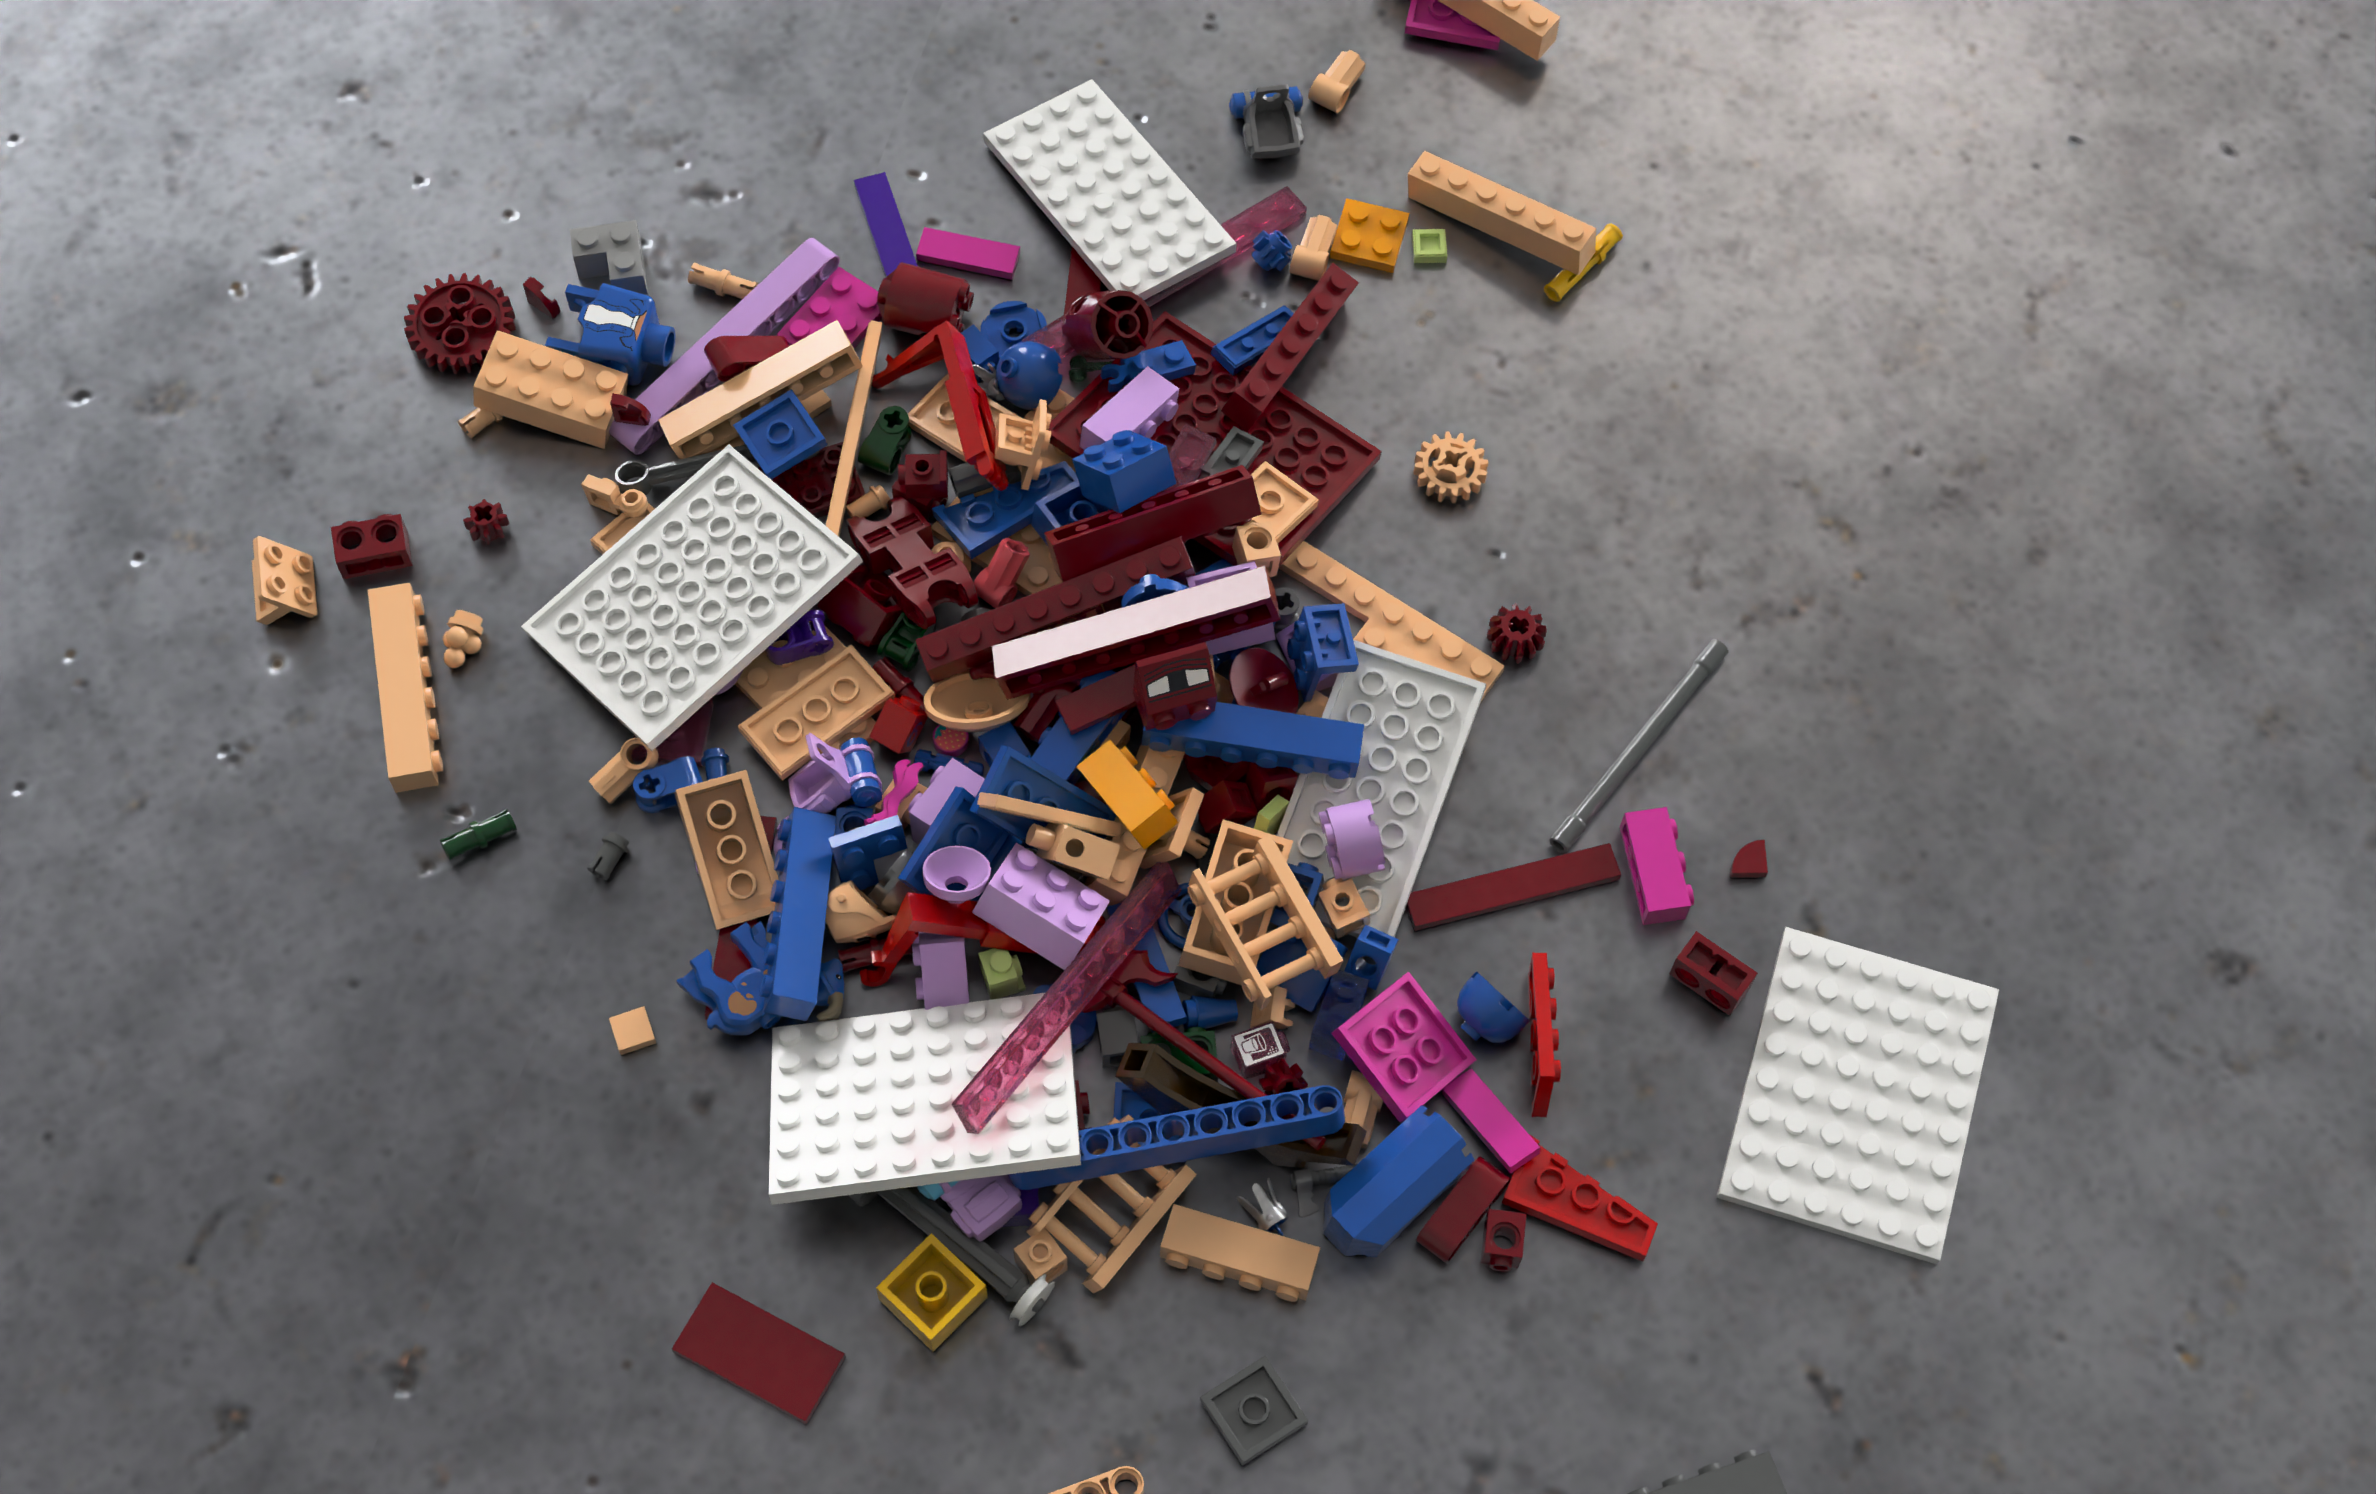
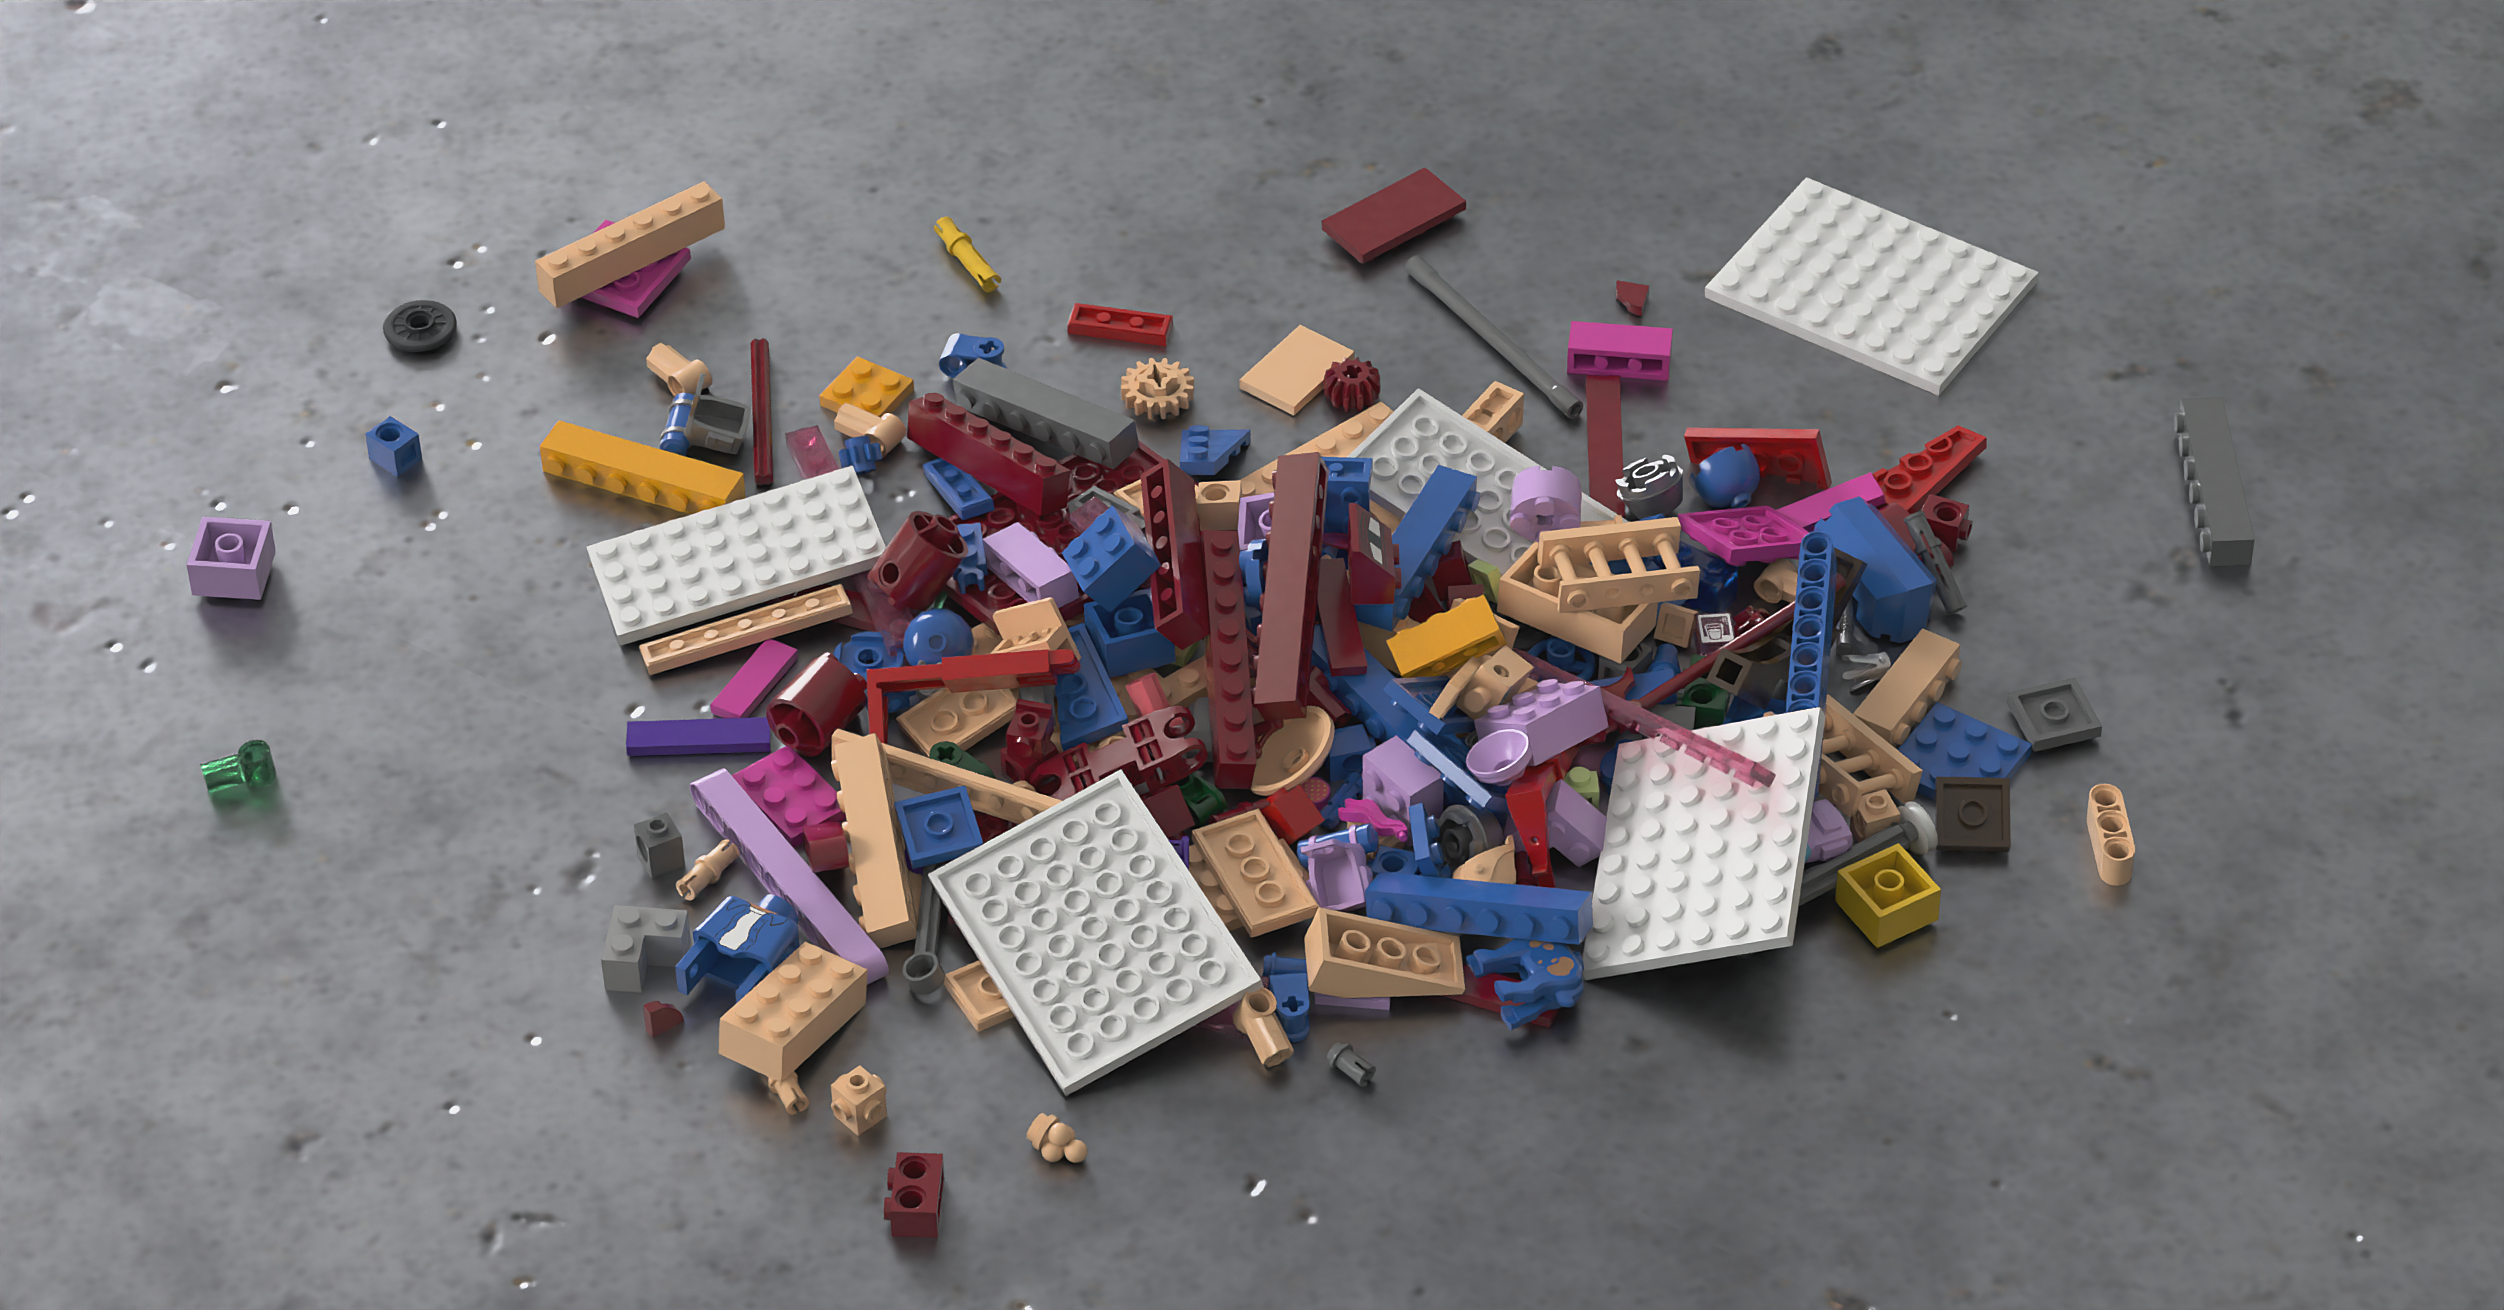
camera: 70 degrees left, 20 degrees down
(282, 581) = (932, 1278): light nougat bracket -> none
(403, 687) = (1098, 1192): light nougat brick -> none
(457, 322) = (644, 1099): dark red gear -> none
(468, 470) = (859, 1100): none -> light nougat brick
(478, 834) = (1291, 1159): dark green pin -> none
(486, 521) = (925, 1098): dark red gear -> none
(606, 496) = (936, 994): light nougat plate -> none
(629, 410) = (854, 944): dark red tile -> none
(632, 1030) = (1546, 1078): light nougat tile -> none
(735, 237) = (659, 845): none -> dark grey brick
(759, 1353) = (1904, 1040): dark red tile -> none
(1023, 227) = (745, 629): none -> light nougat tile
(1073, 1354) = (1972, 814): none -> dark brown plate
(1165, 1326) = (1961, 746): none -> blue plate
(1196, 91) = (638, 470): none -> light orange brick
(1313, 160) = (761, 411): none -> dark red axle
(1368, 381) = (1046, 413): none -> brick
(1372, 527) = (1208, 450): none -> blue wing
(1429, 245) = (897, 354): yellowish green tile -> none
(1432, 1227) = (1918, 525): none -> dark grey pin
(1438, 306) = (964, 350): none -> blue piece
(1449, 938) = (1651, 487): none -> flat silver cone
(1496, 768) = (1498, 411): none -> light nougat brick
(1502, 212) = (895, 285): light nougat brick -> none
(1528, 577) = (1294, 369): none -> light nougat tile
(1538, 415) = (1120, 324): none -> red tile
(1713, 973) = (1739, 333): dark red brick -> none
(1781, 611) = (1393, 215): none -> dark red tile

